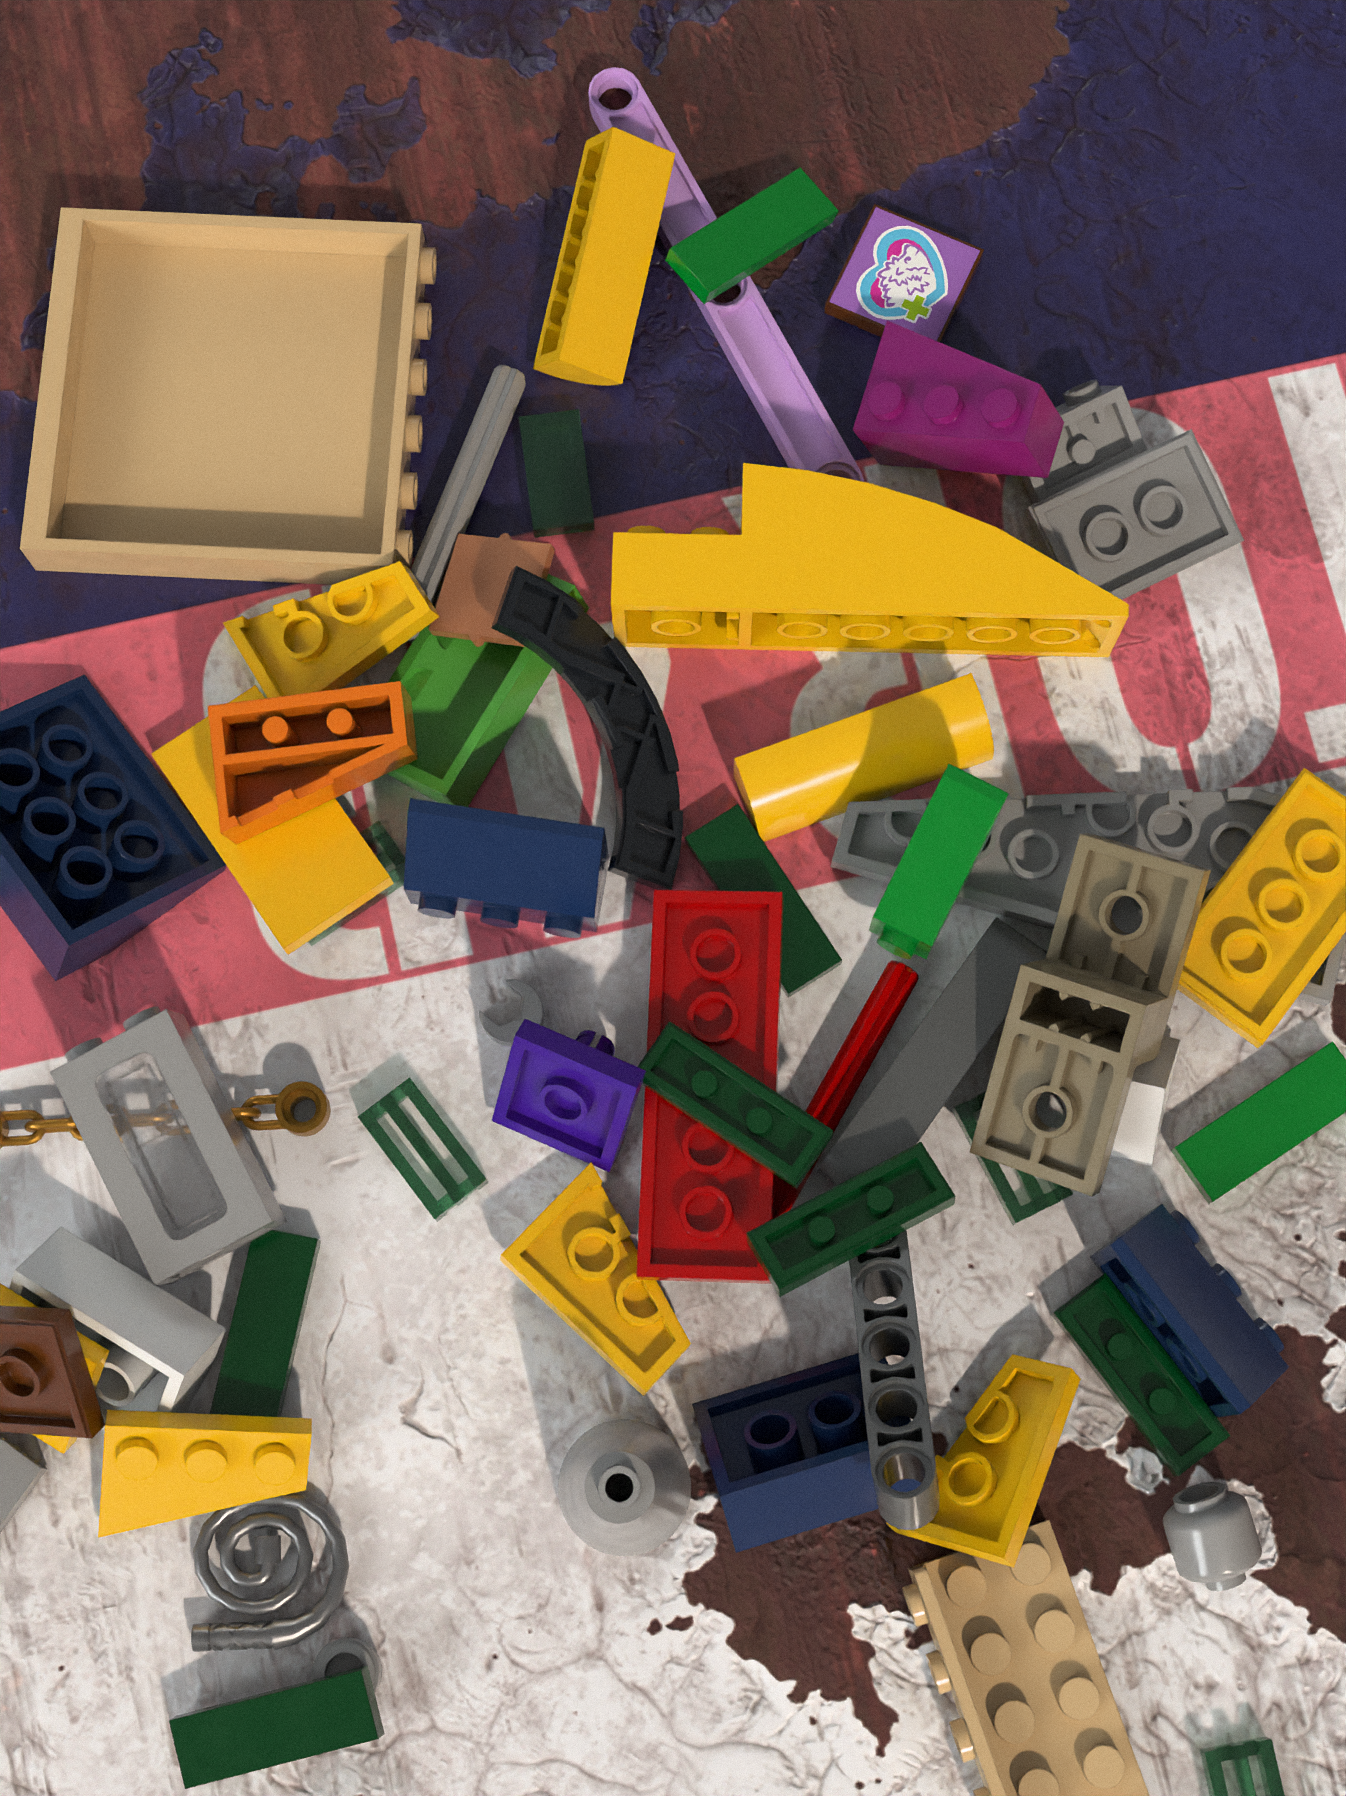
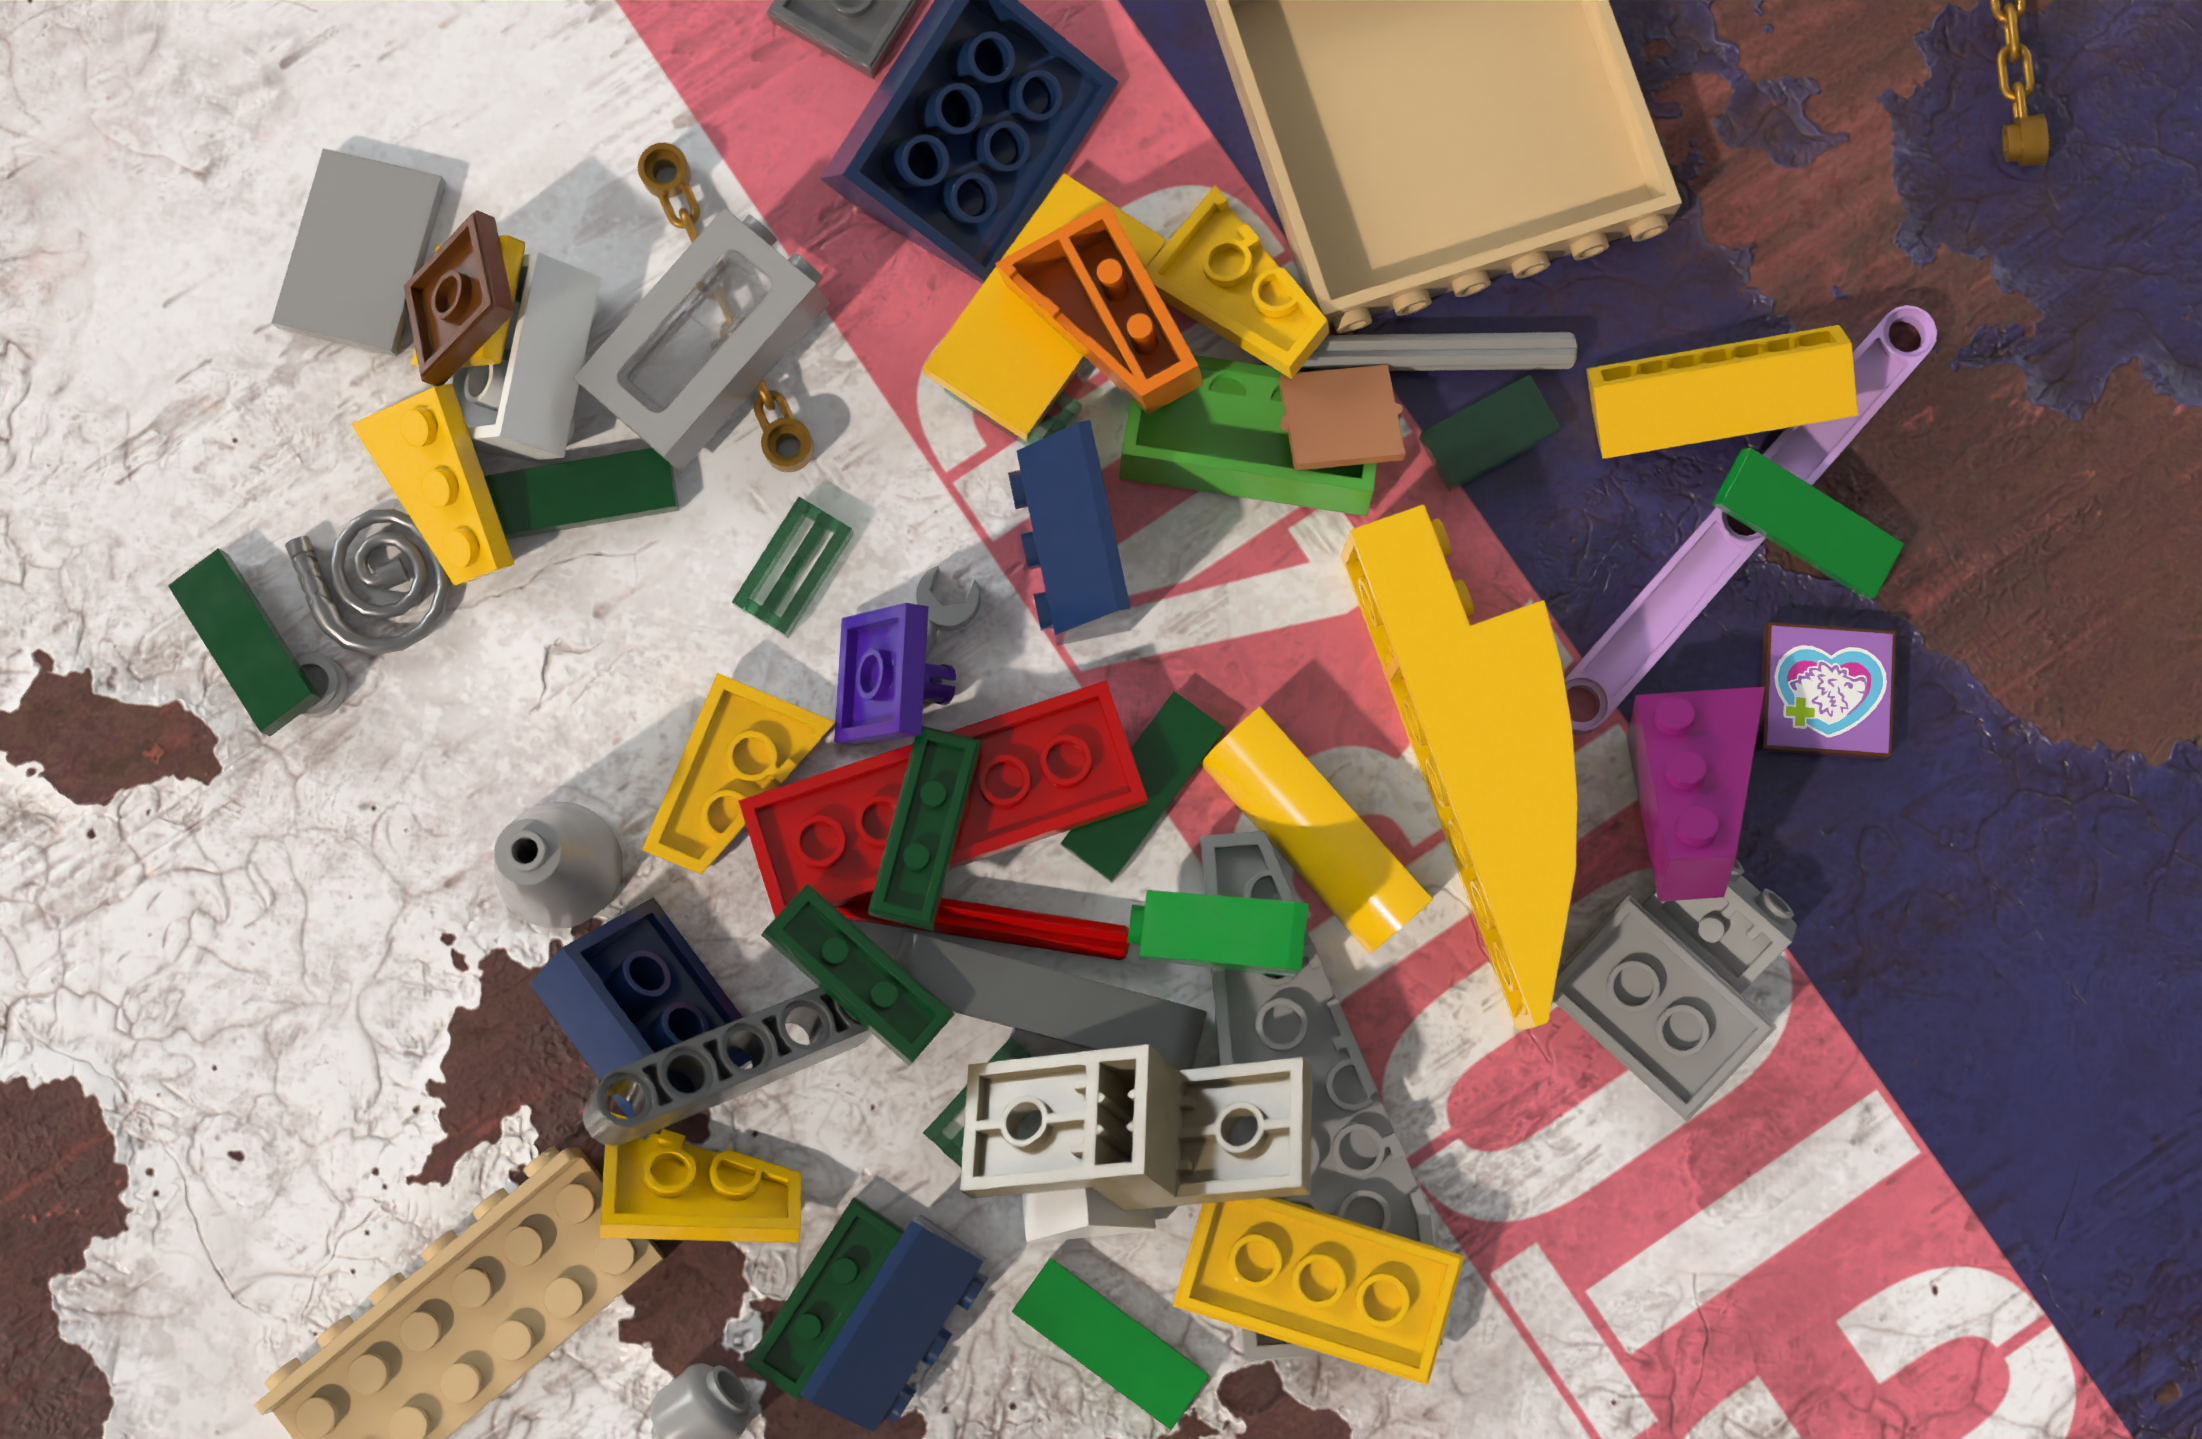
camera: 70 degrees right, 5 degrees up
(624, 713) = (1268, 588): black tile -> none

